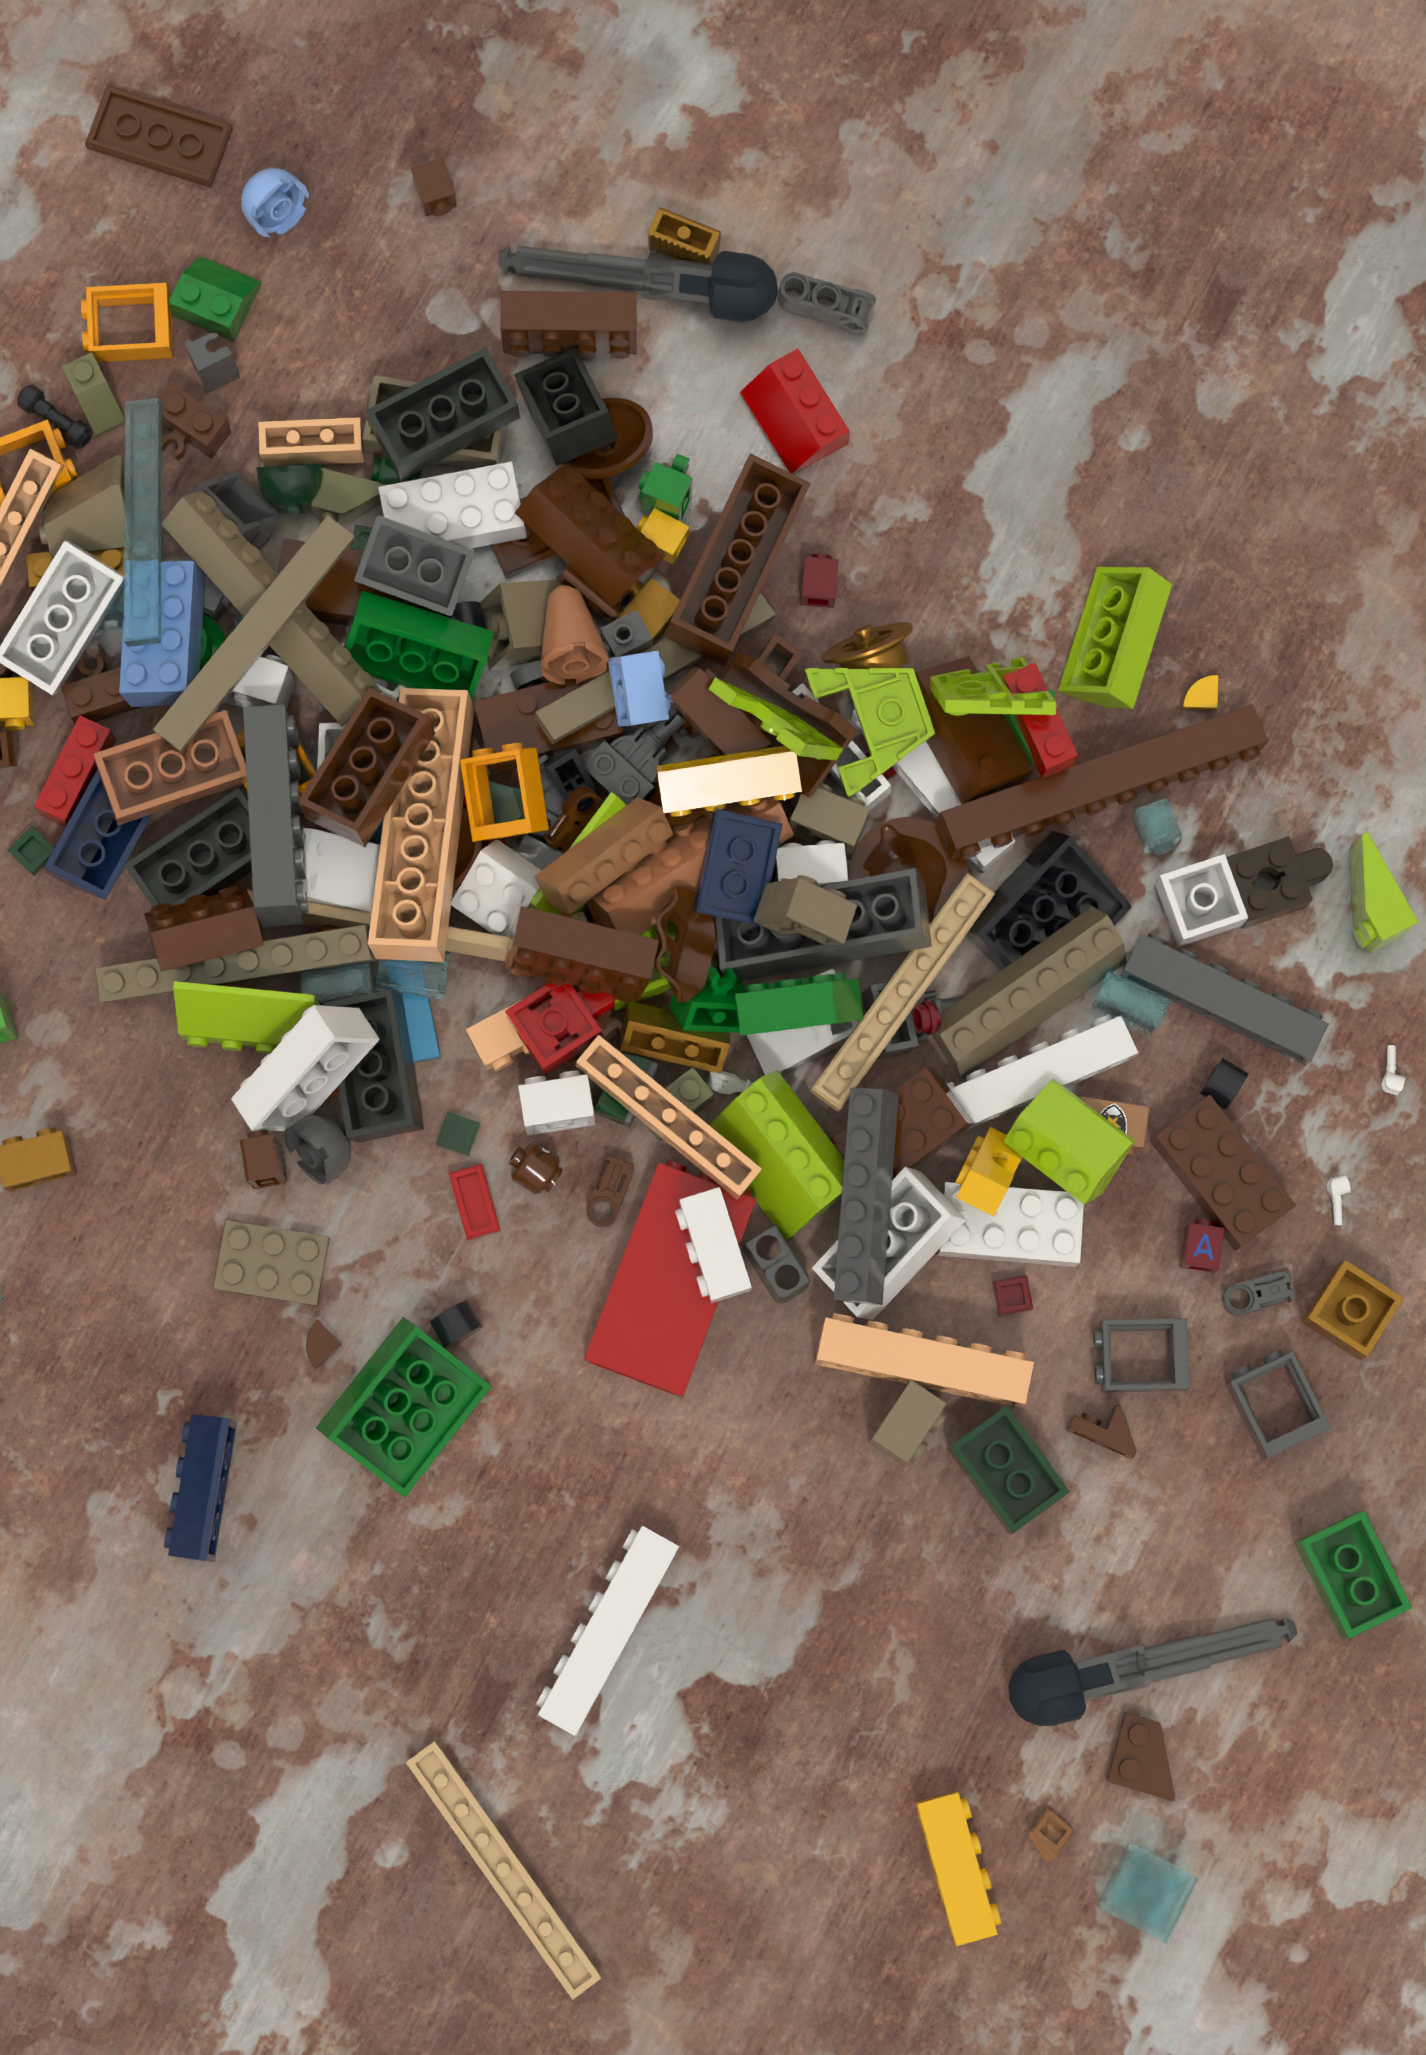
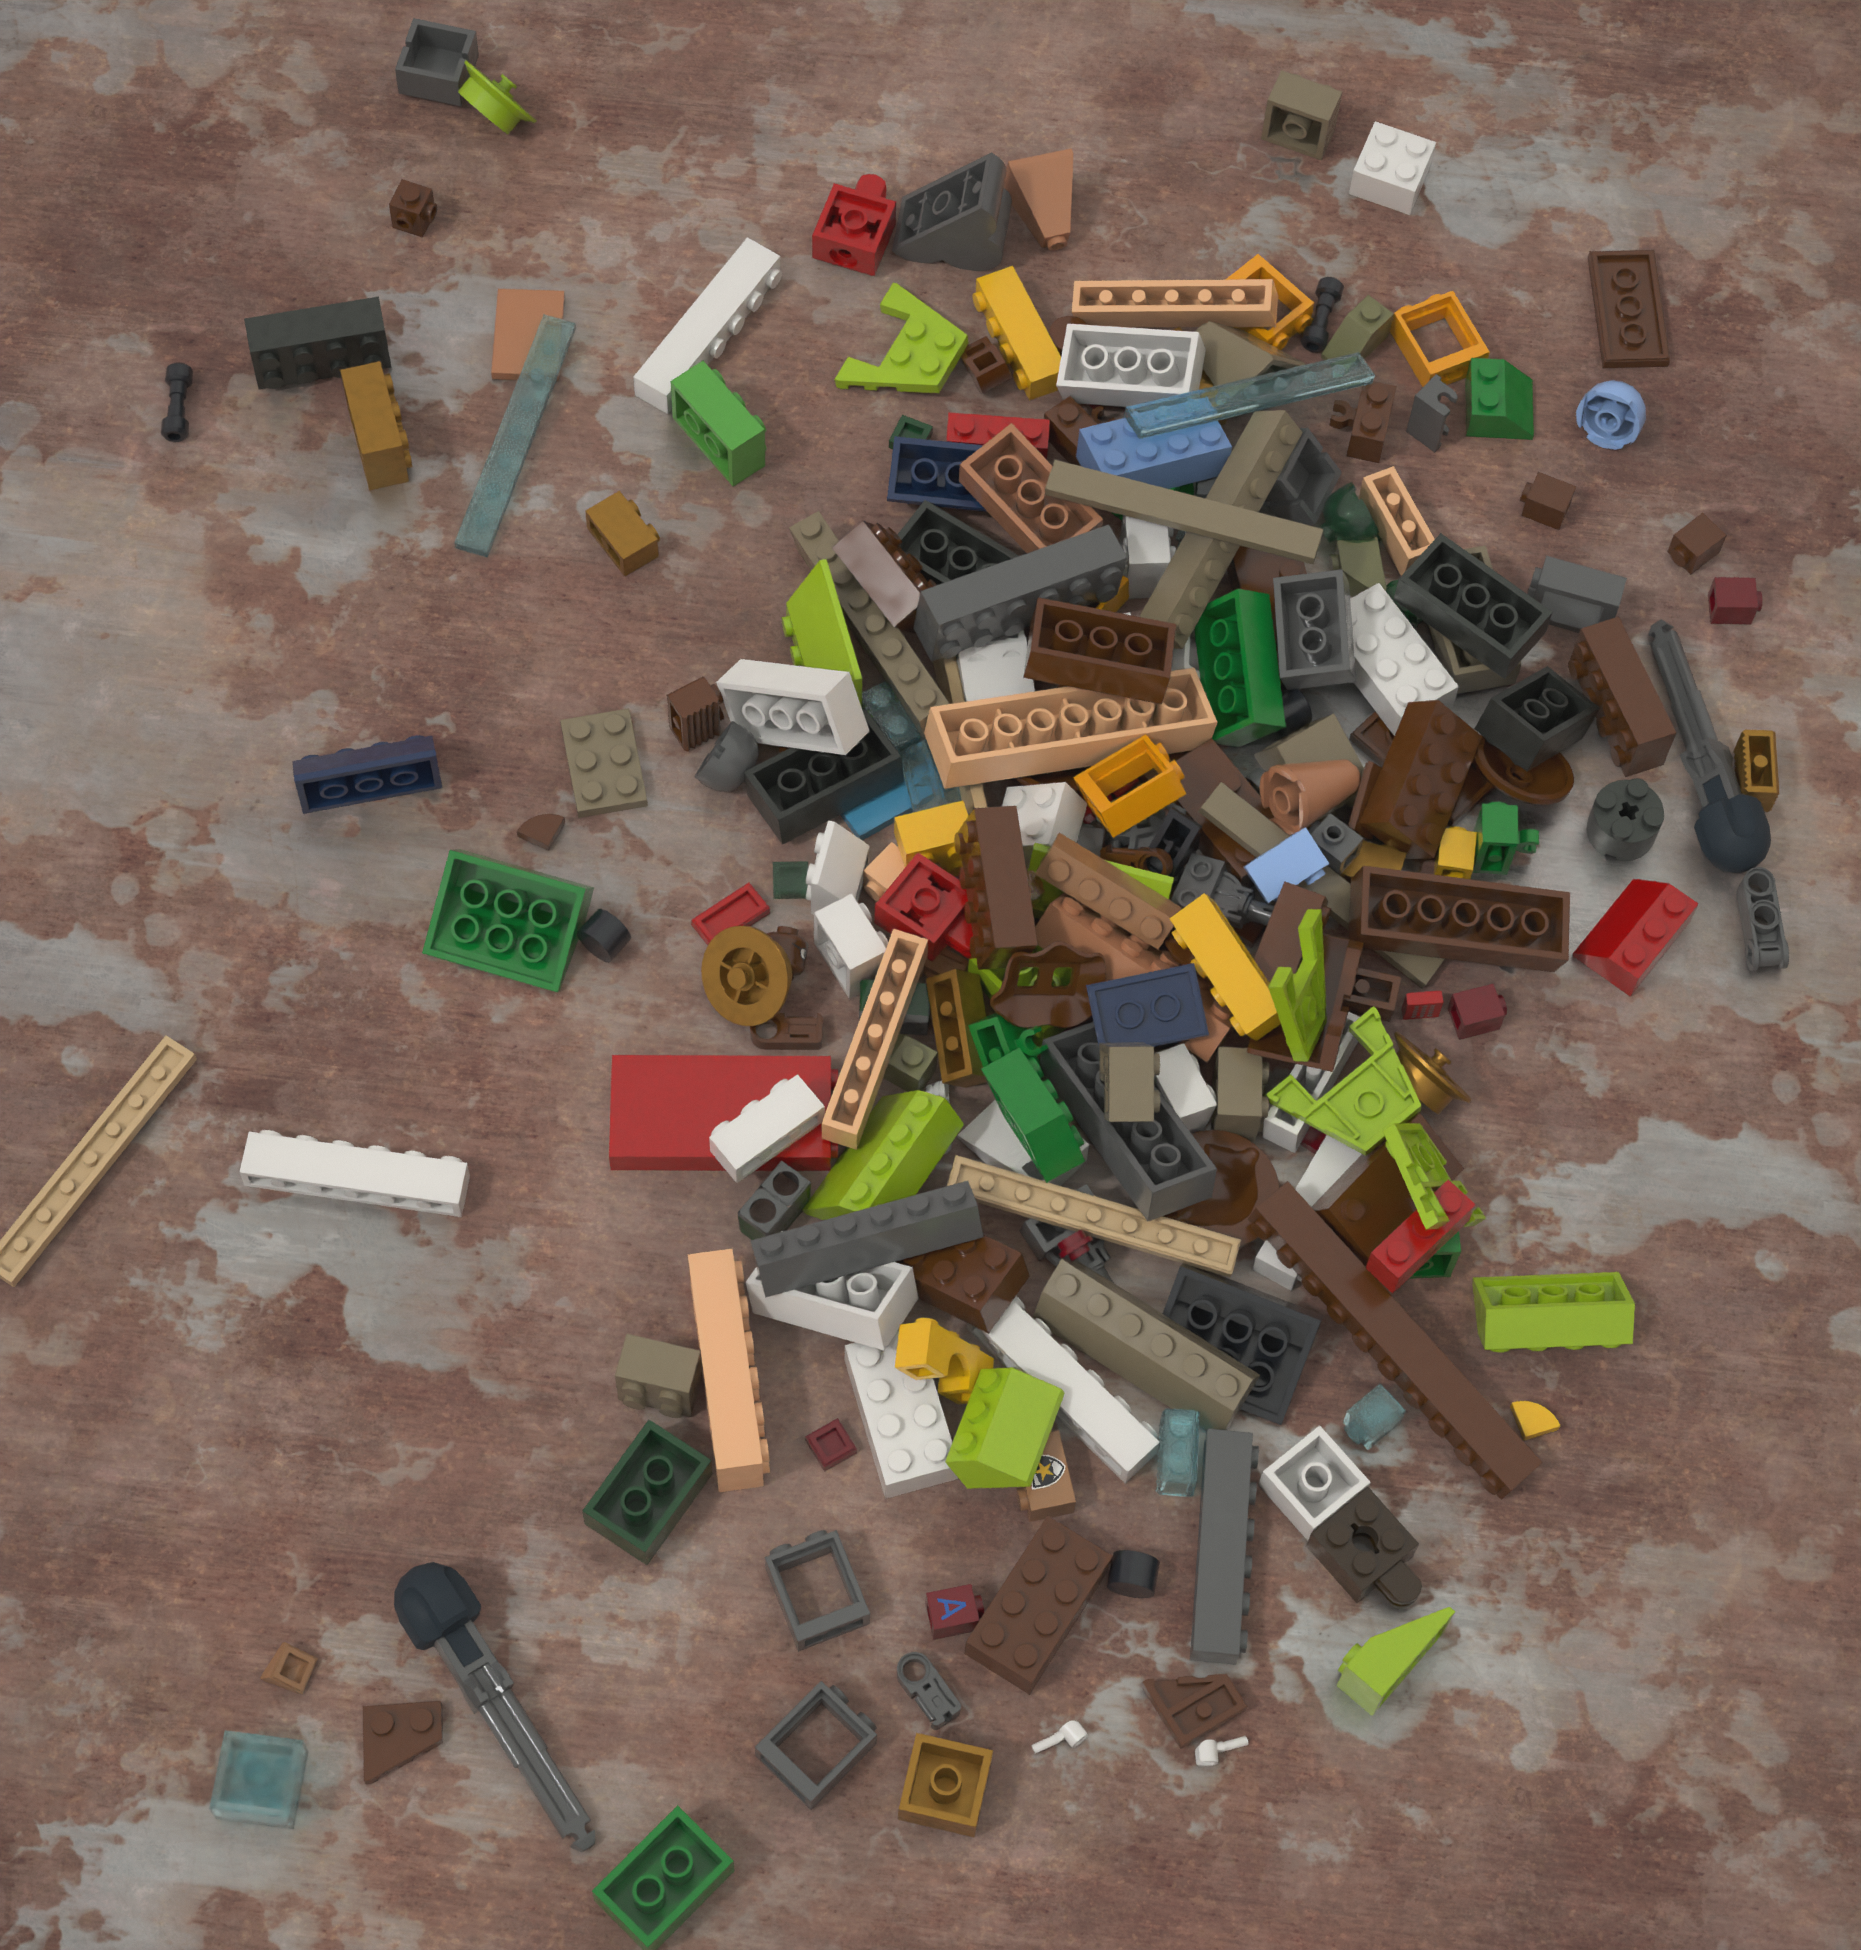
camera: 70 degrees right, 15 degrees down
(337, 299) = (1547, 500): none -> reddish brown brick
(454, 318) = (1576, 593): none -> dark grey window
(477, 1089) = (837, 867): none -> white slope
(482, 988) = (932, 835): none -> yellow brick
(504, 181) = (1734, 600): none -> dark red brick
(553, 1209) = (746, 975): none -> pearl gold wheel
(686, 355) = (1625, 819): none -> pearl dark grey brick
(795, 624) = (1422, 1005): none -> red tile
(957, 1869) = (225, 1584): yellow brick -> none
(1112, 1437) = (724, 1588): reddish brown slope -> none
(1350, 1077) = (1194, 1705): none -> reddish brown wing

